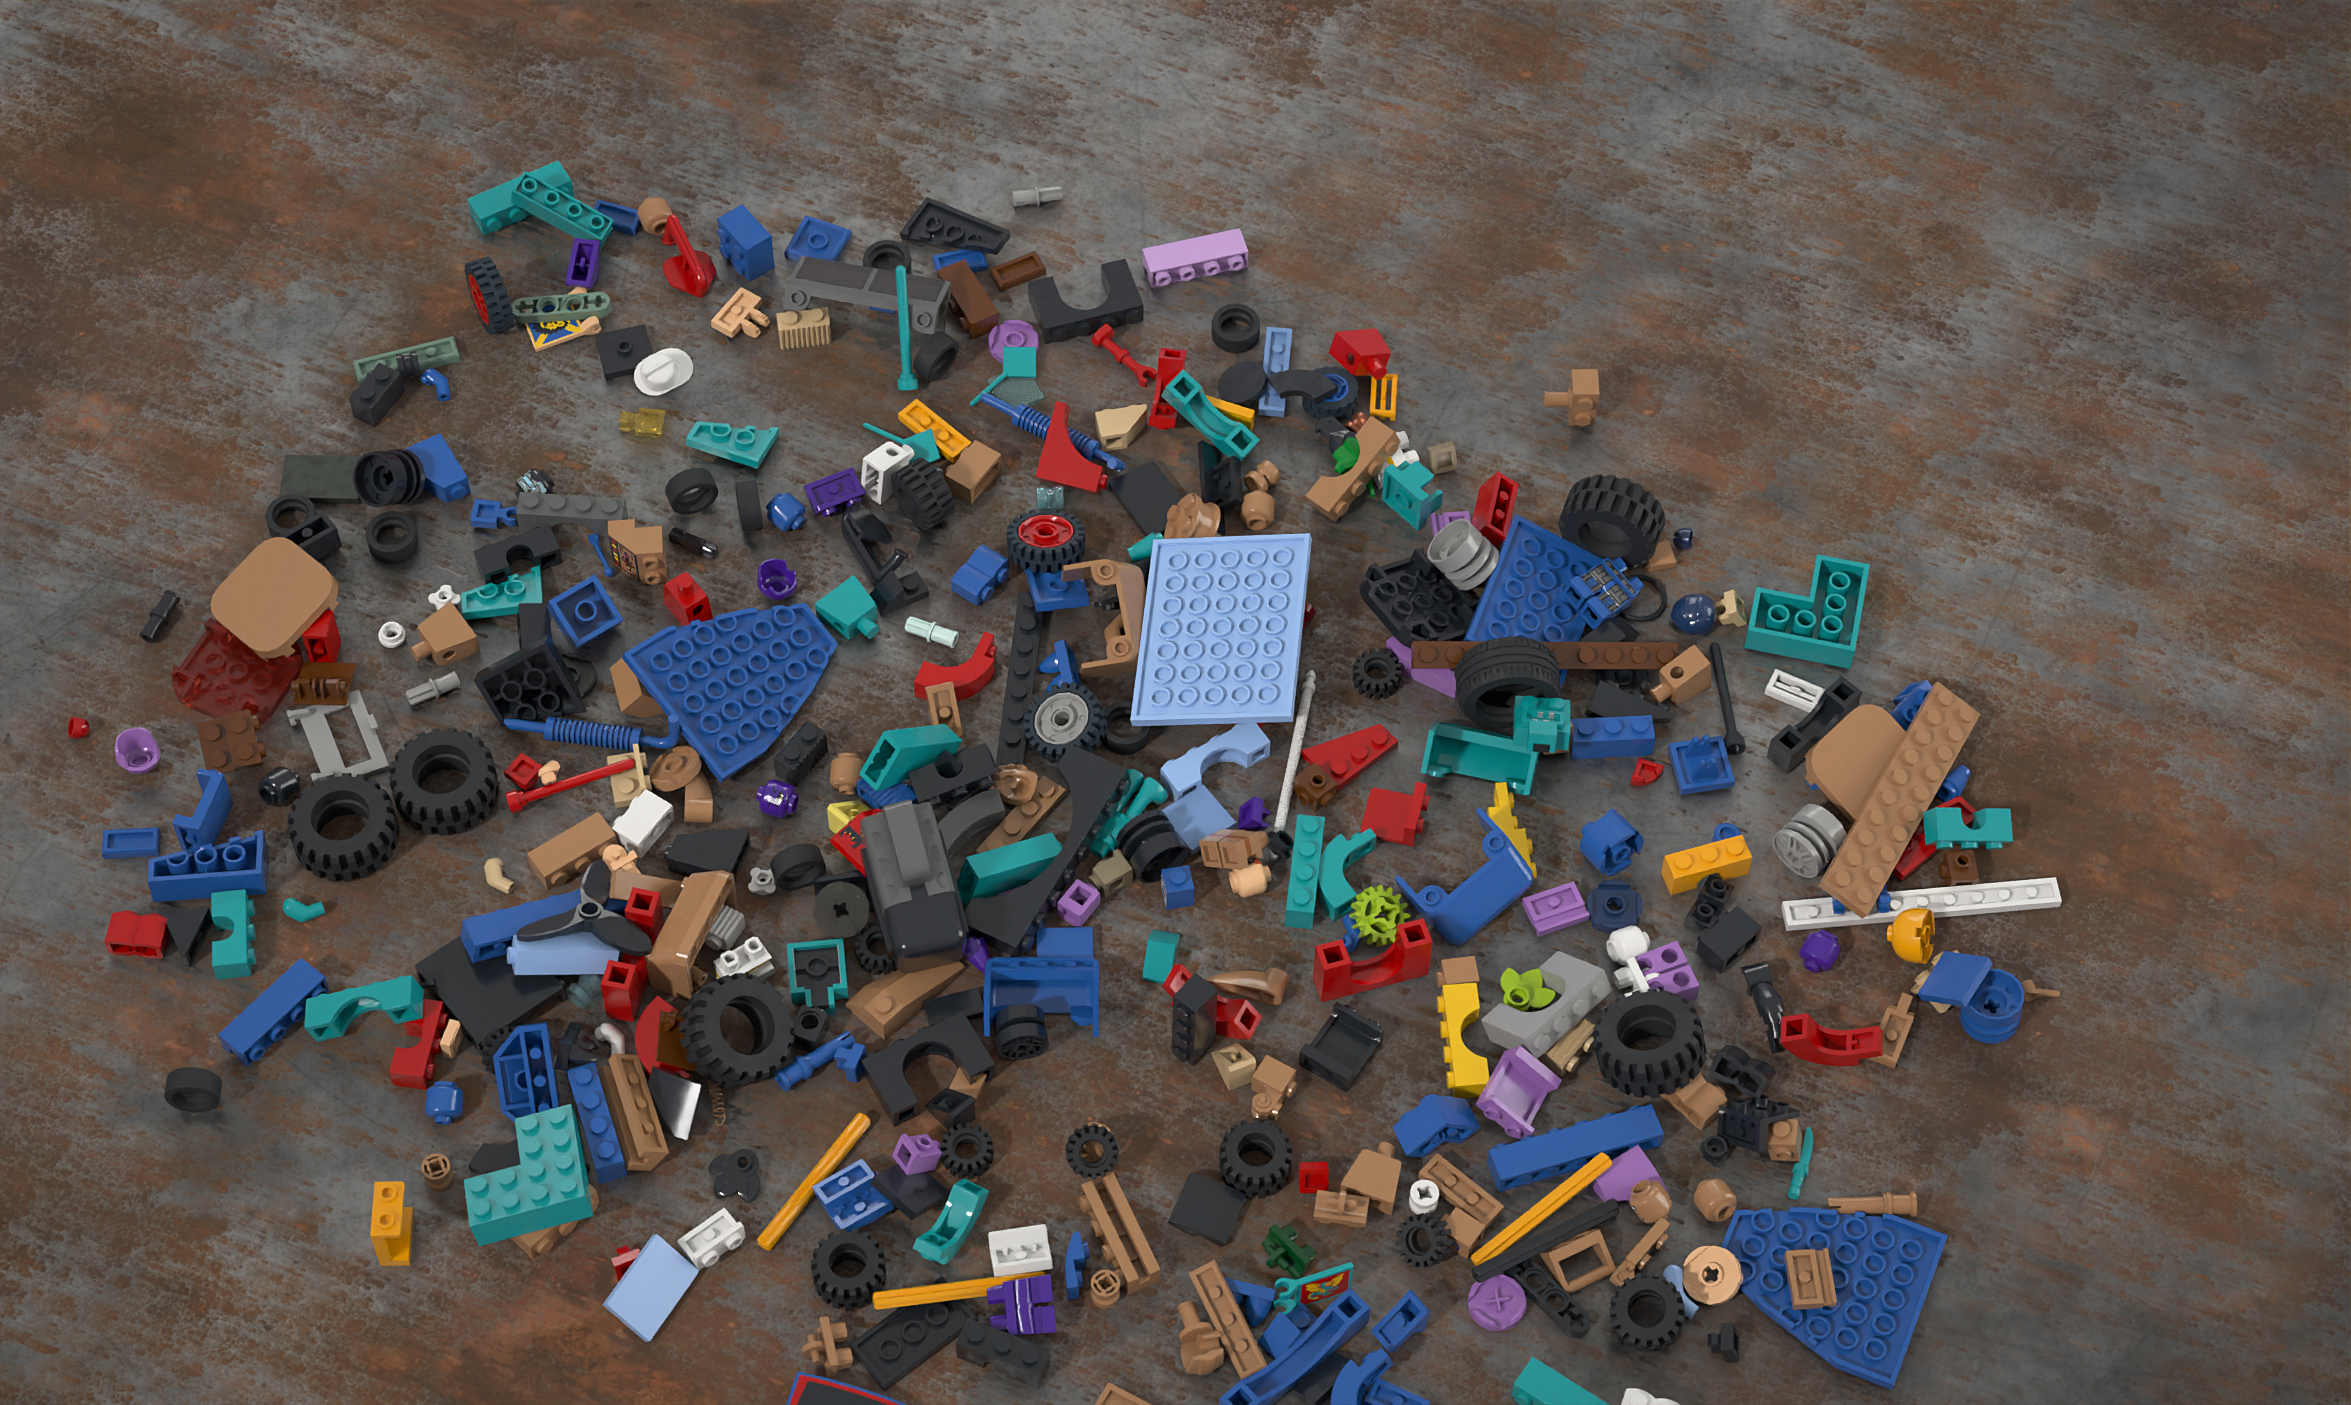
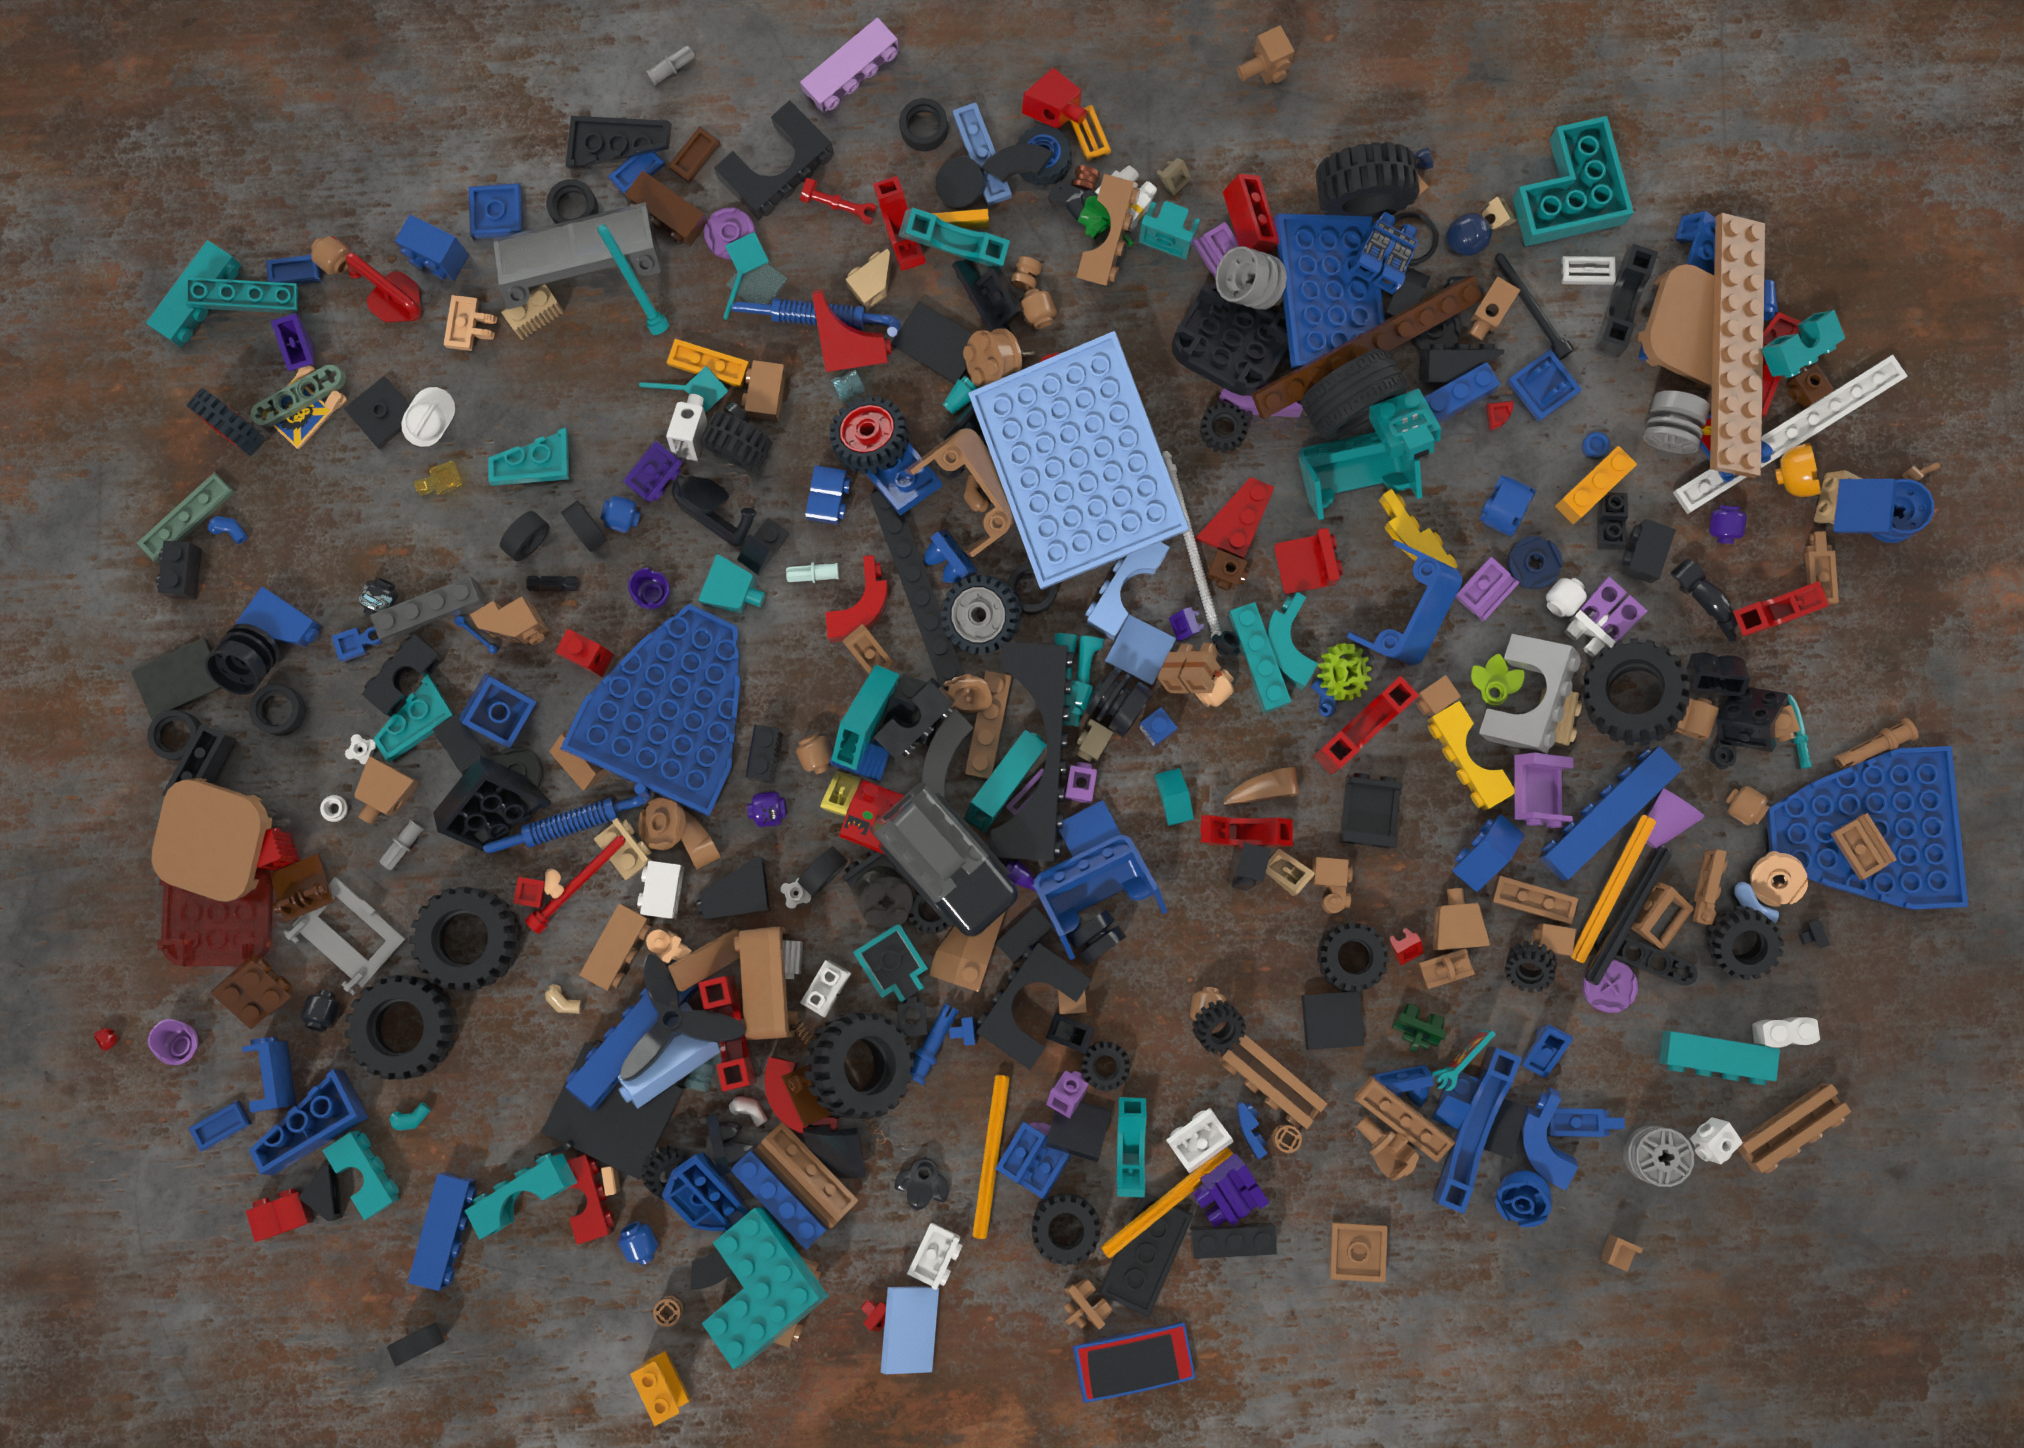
camera: 20 degrees left, 25 degrees up
(159, 616) = (113, 892): black pin -> none
(408, 365) = (191, 527): black wheel -> none
(936, 356) = (671, 287): black tyre -> none
(1426, 1203) = (1501, 920): white wheel -> none
(1650, 1201) = (1697, 835): medium nougat head -> none

